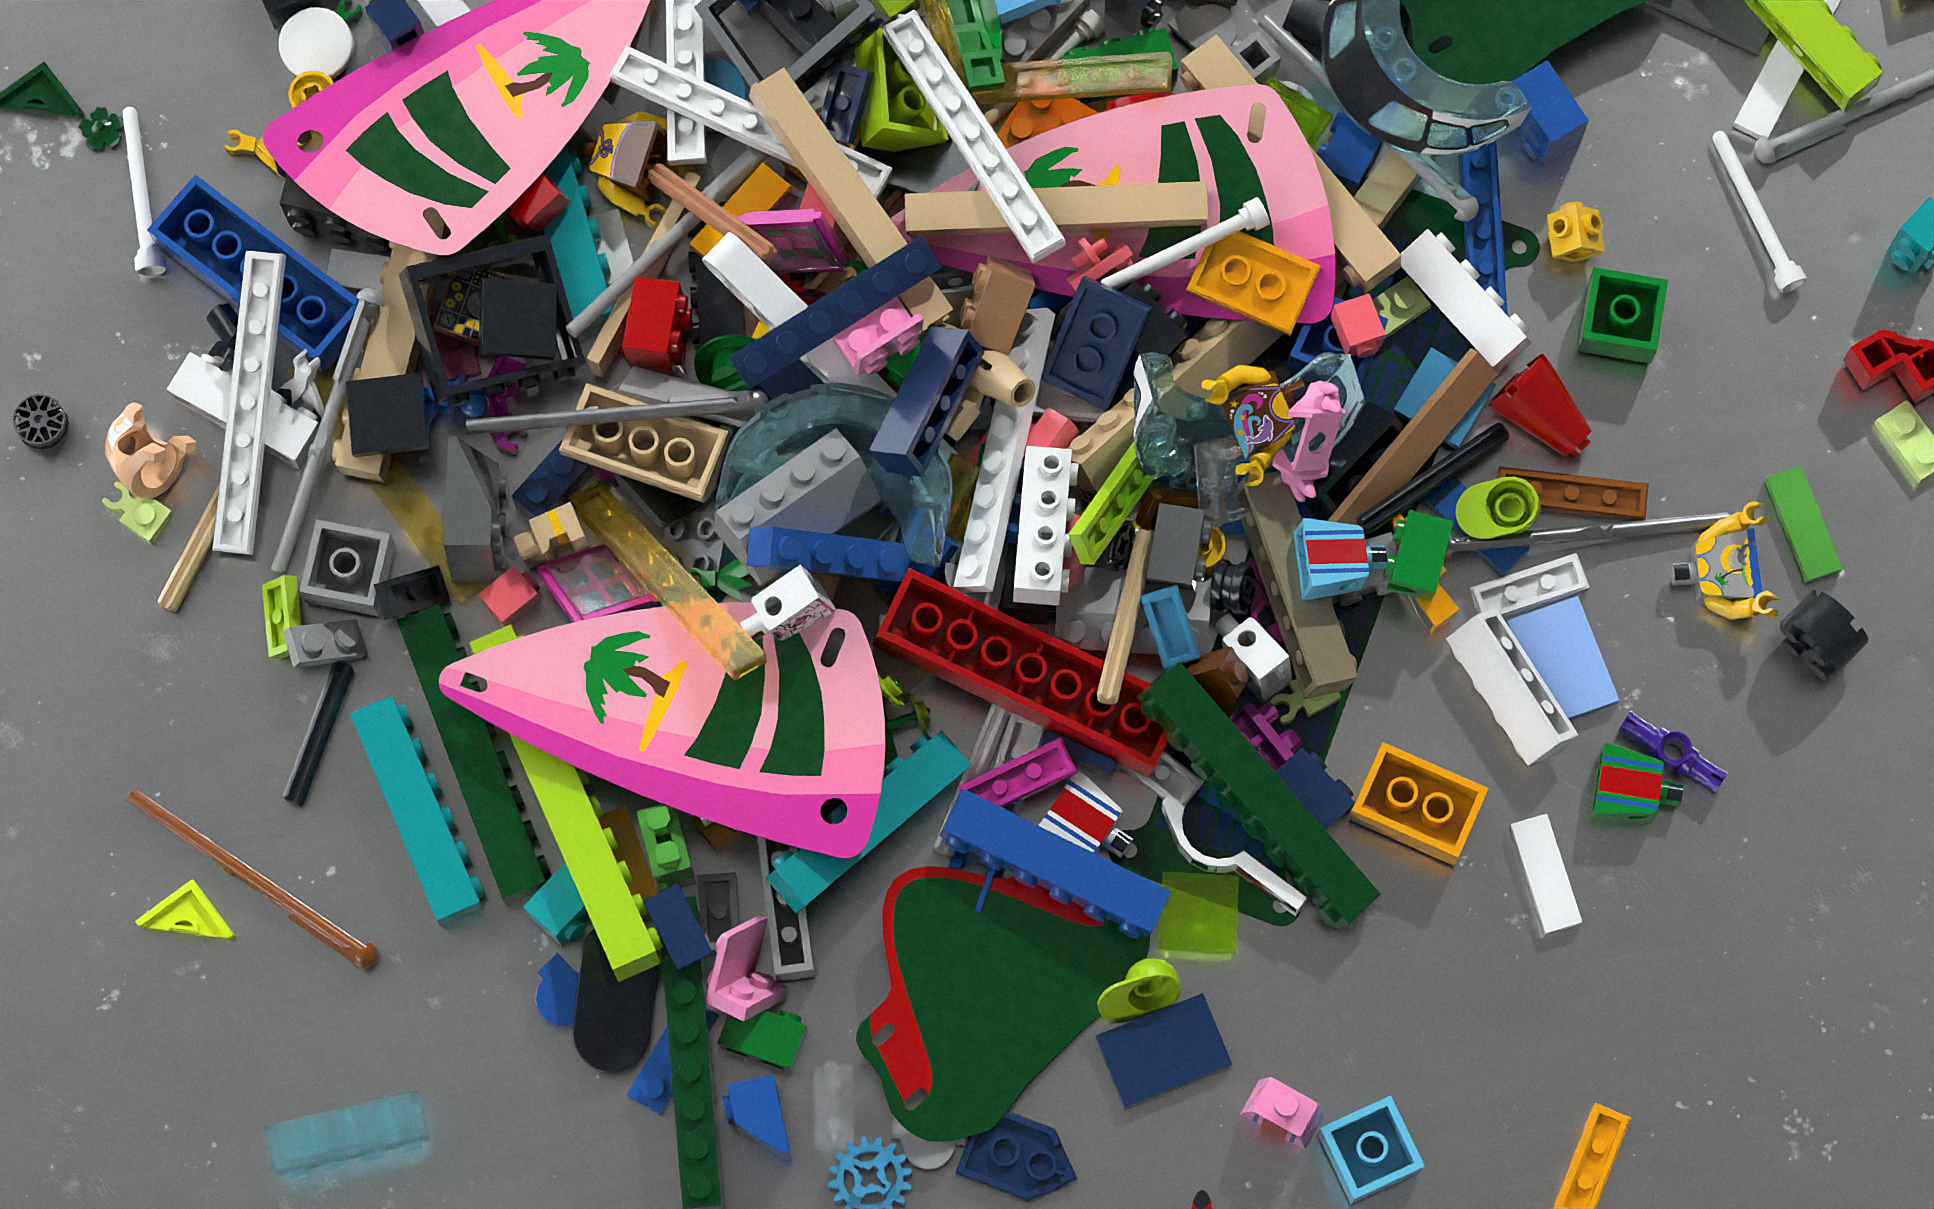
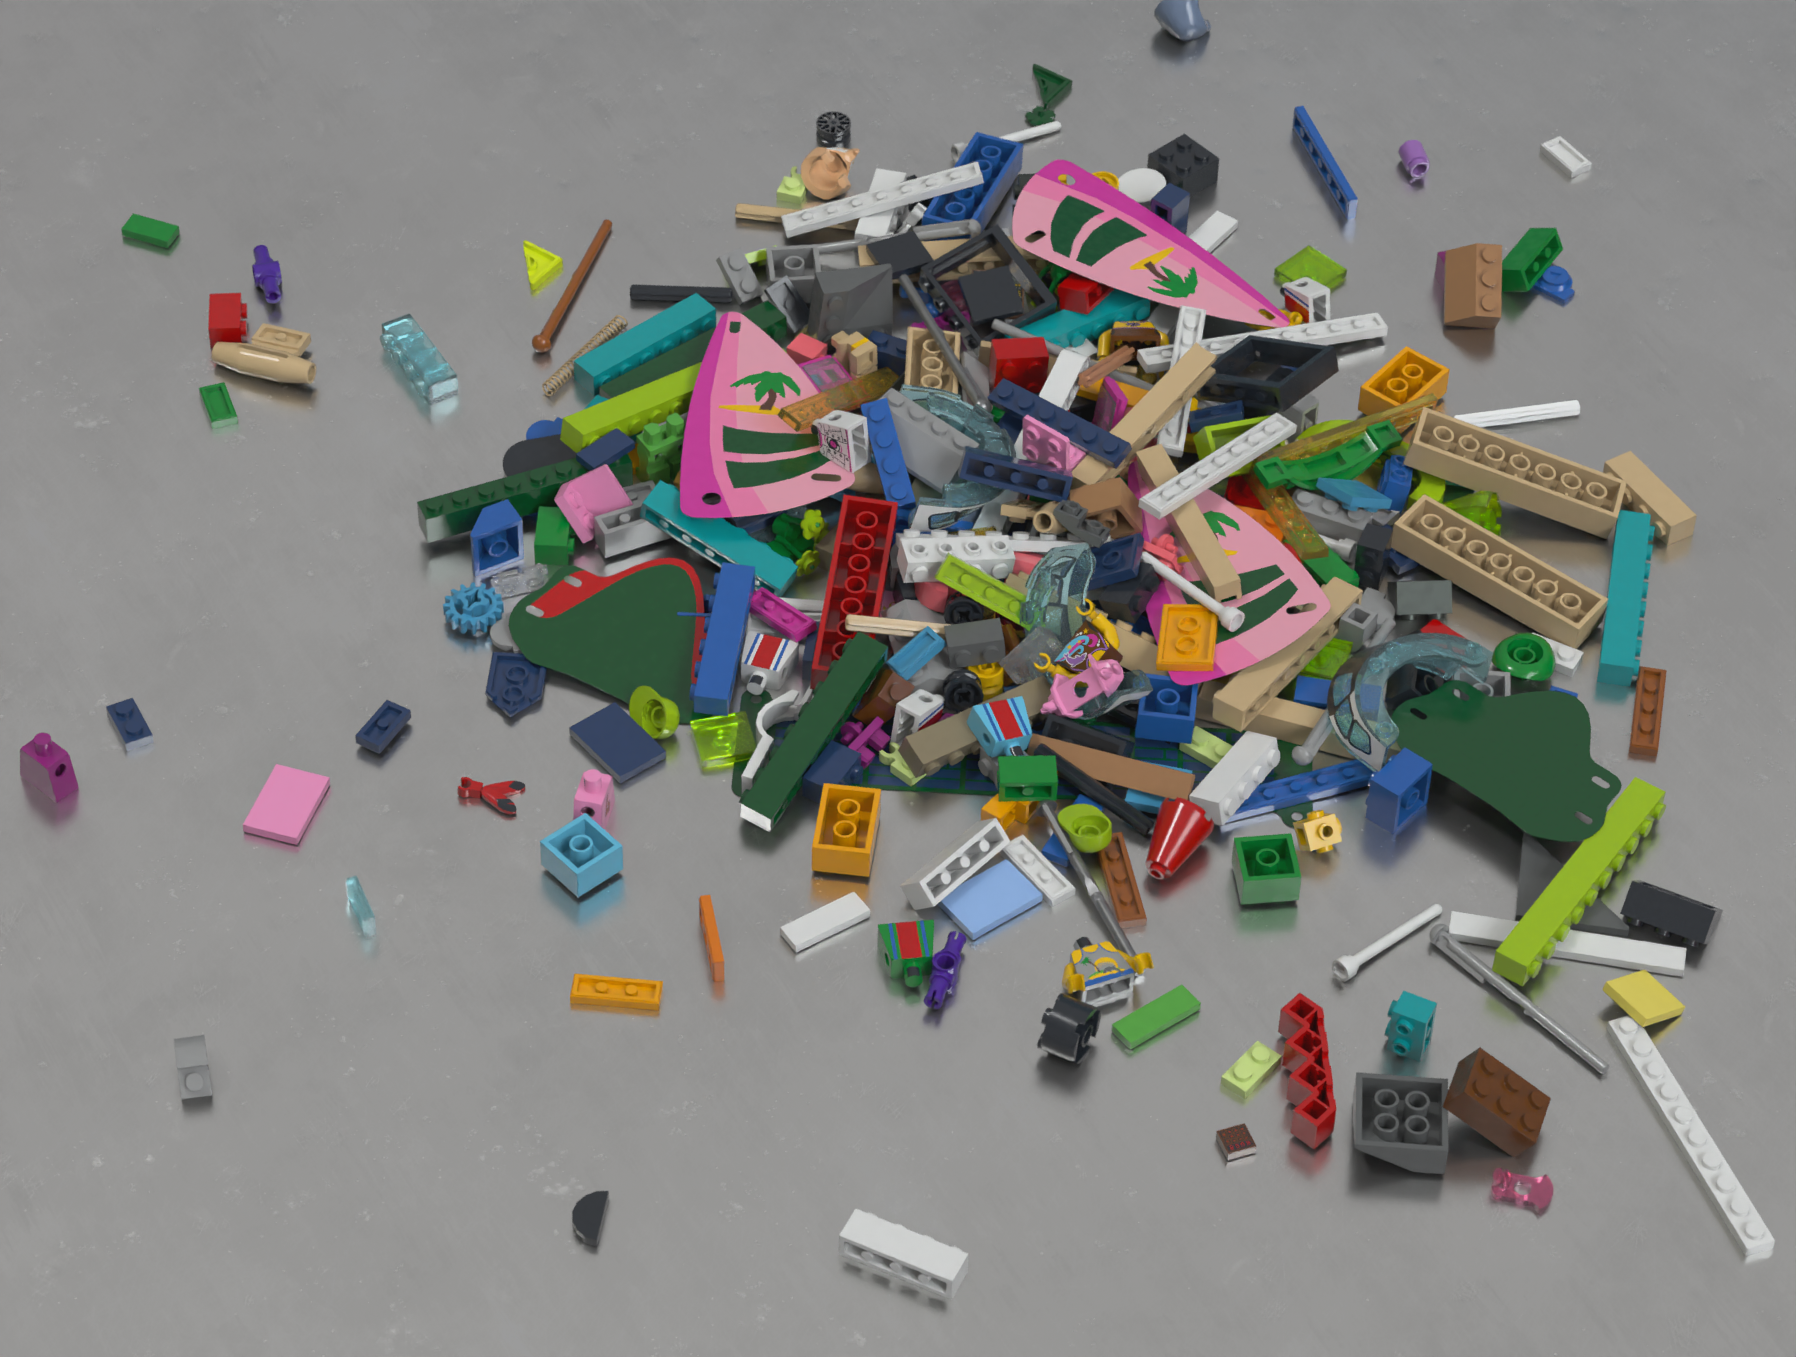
camera: 70 degrees right, 30 degrees down
(401, 903) = (579, 352): none -> tan piece
(1036, 347) = (1074, 519): none -> dark grey slope
(1358, 326) = (1177, 695): coral brick -> none
(1545, 1023) = (711, 938): none -> orange tile

